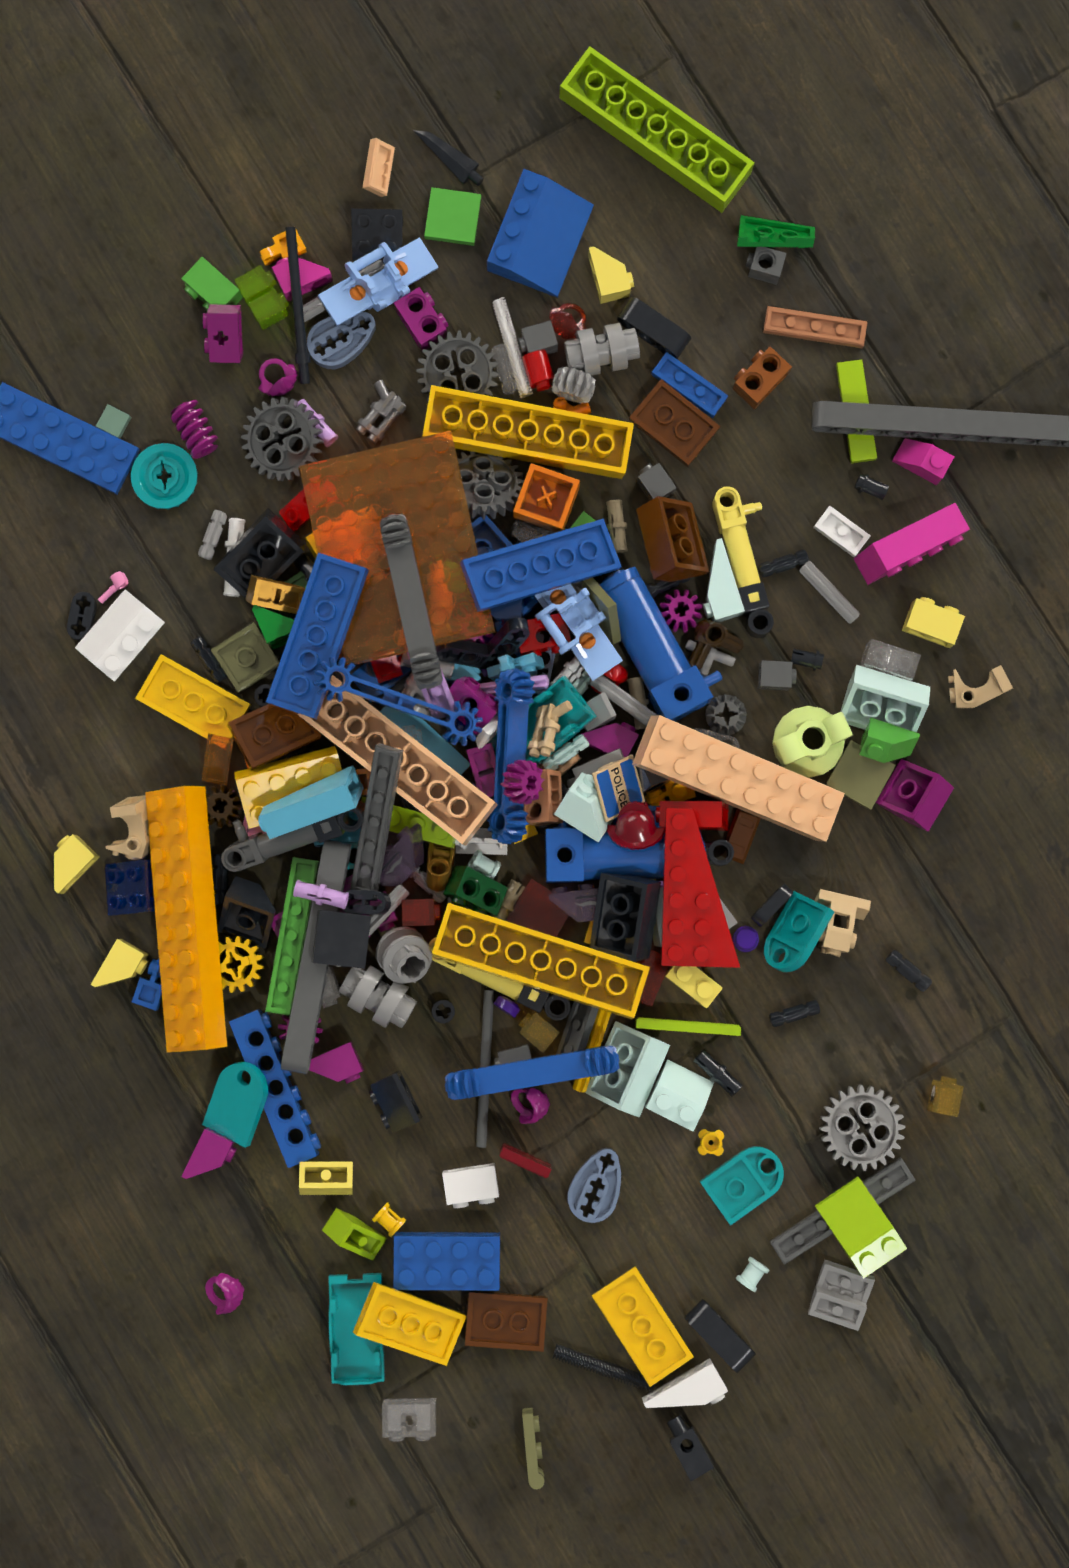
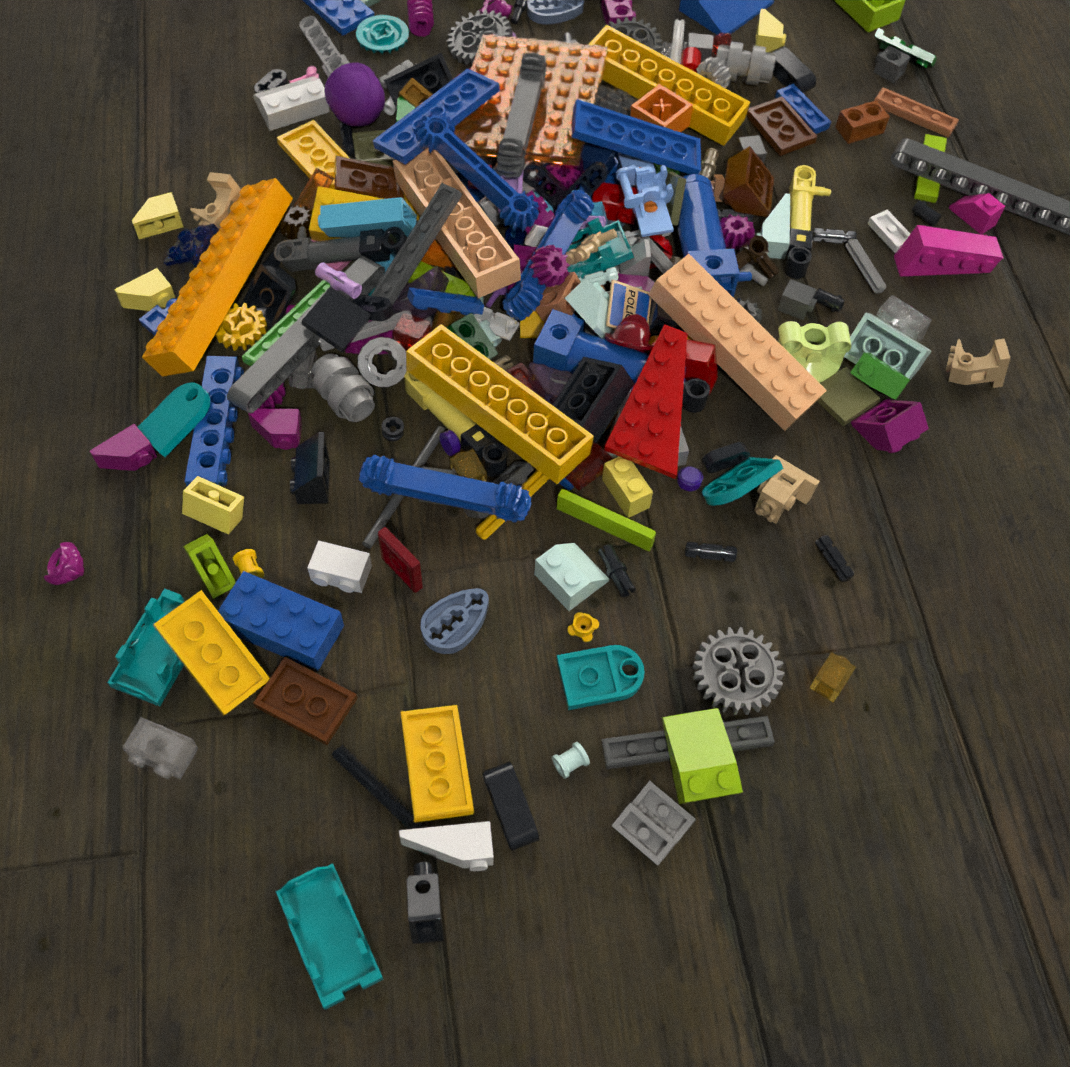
camera: 25 degrees right, 25 degrees down
(195, 610) = (351, 87): none -> dark purple piece
(435, 866) = (445, 302): none -> blue plate
(533, 1449) = (263, 832): olive plate -> none
(538, 1100) = (437, 528): magenta piece -> none
(624, 1502) = (328, 934): none -> teal piece
(638, 1068) = (546, 525): light aqua slope -> none
(639, 558) = (718, 187): none -> medium nougat plate
(741, 834) = (720, 401): reddish brown tile -> none
(933, 622) = (949, 312): light yellow brick -> none

